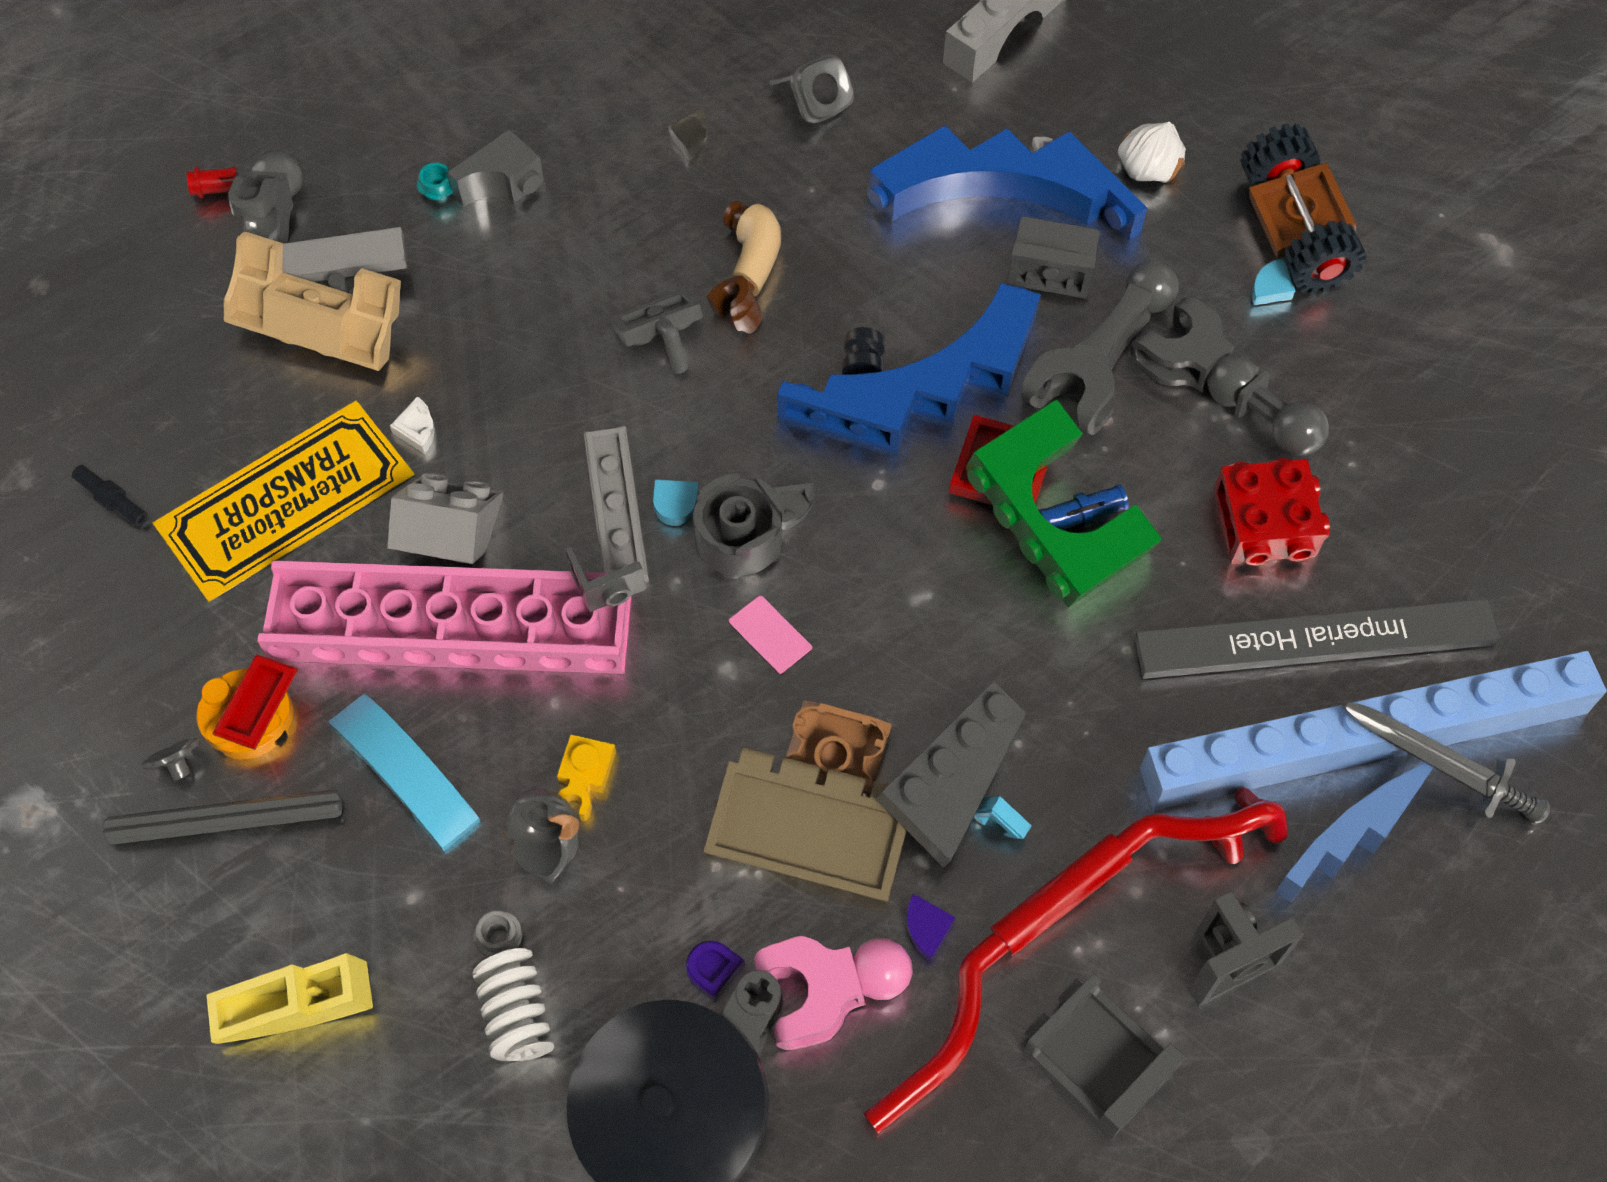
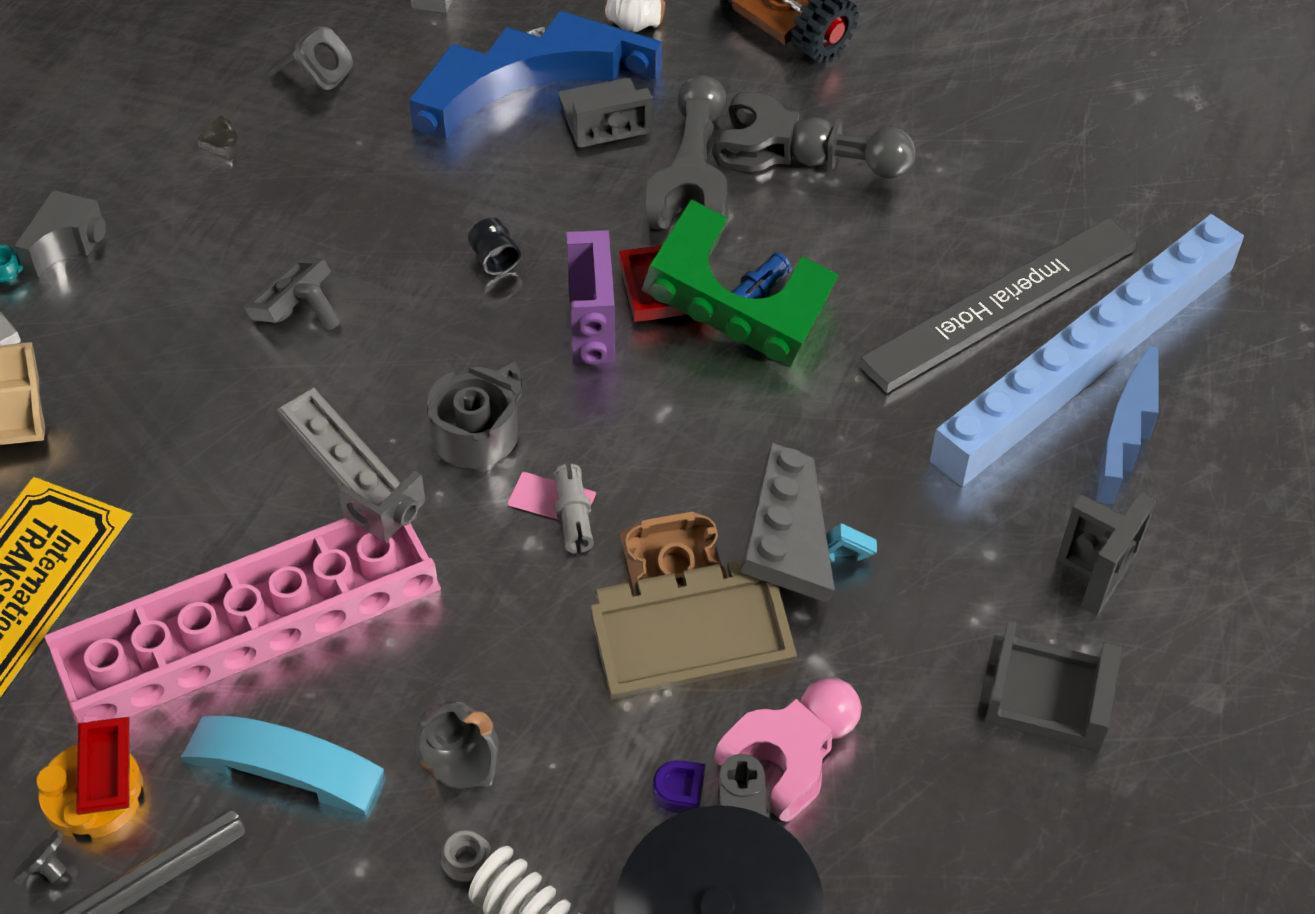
camera: 30 degrees left, 10 degrees down
(415, 426) = (108, 472): white tile -> none
(443, 518) = (190, 532): light grey slope -> none
(585, 769) = (457, 677): yellow plate -> none
(675, 501) = (397, 429): medium azure tile -> none
(761, 240) = (344, 193): piece -> none
(778, 655) = (573, 508): none -> light grey pin
(880, 404) = (534, 276): blue arch -> none
(927, 926) = (841, 659): dark purple tile -> none
(929, 426) = (592, 297): none -> medium lavender panel
(1054, 902) = (933, 592): red piece -> none
(1270, 511) = (904, 224): red brick -> none
(1272, 284) = (793, 65): medium azure tile -> none
(1490, 784) = (1201, 342): dark grey sword -> none

